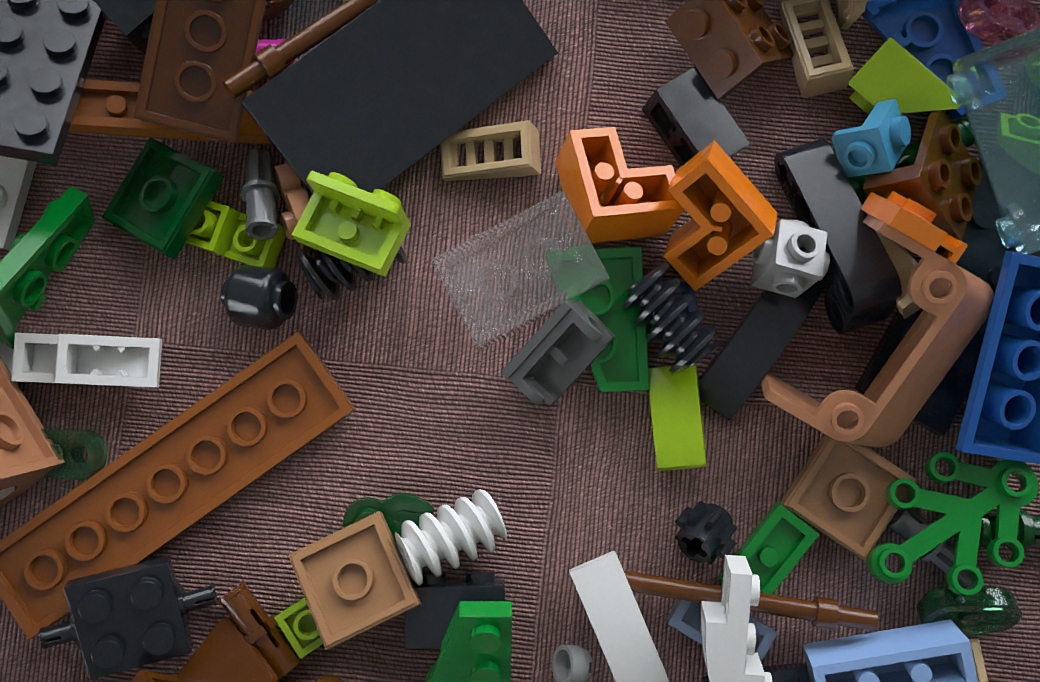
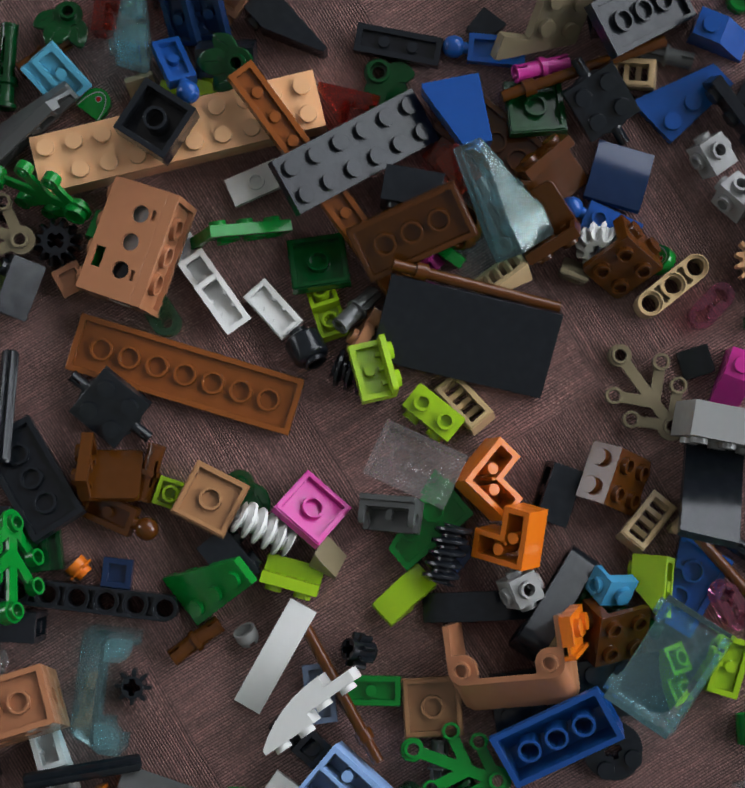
camera: 60 degrees right, 0 degrees up
(174, 302) = (273, 309): none -> white plate
(287, 20) = (453, 257): none -> green tile
(470, 199) = (433, 413): none -> lime bracket
(473, 454) = (311, 509): none -> dark pink plate
(540, 546) = (291, 575): none -> lime bracket
(554, 479) = (328, 558): none -> dark tan slope

